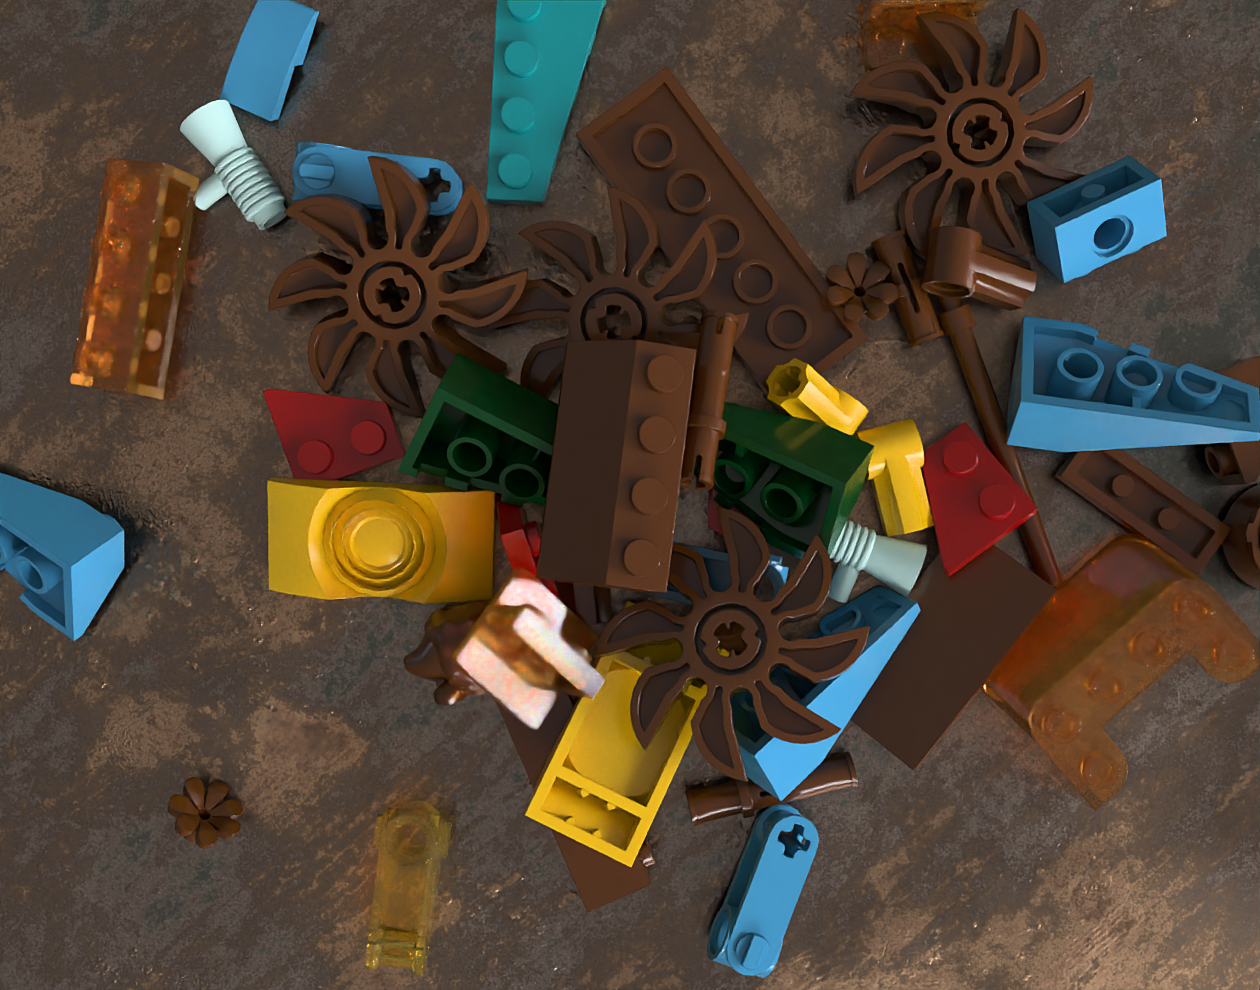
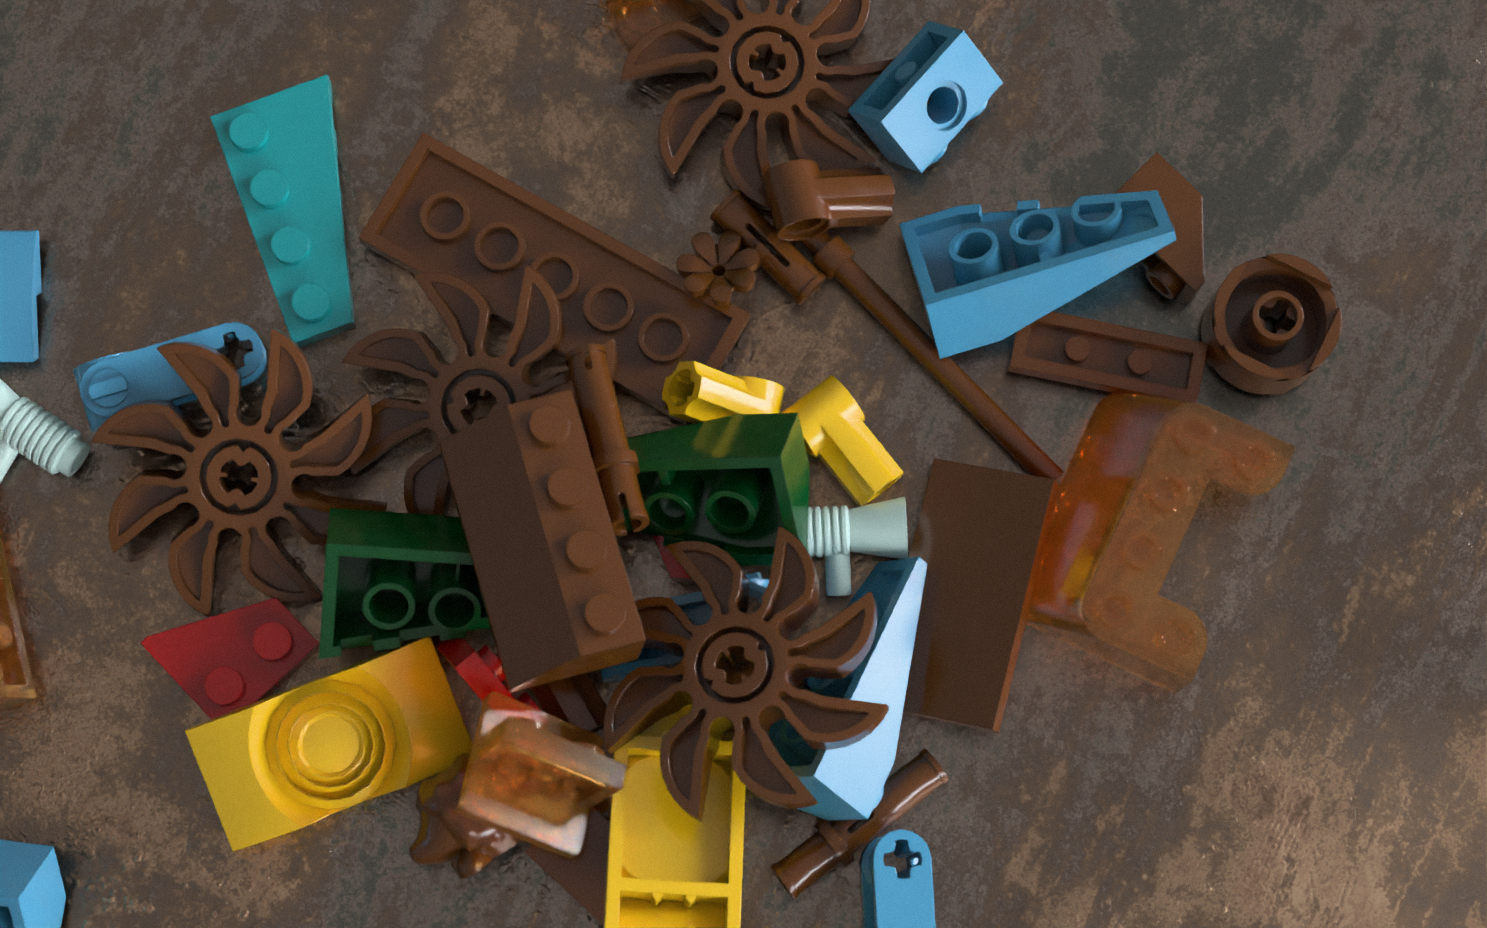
camera: 30 degrees left, 10 degrees down
(970, 497) = (928, 429): red wing -> none

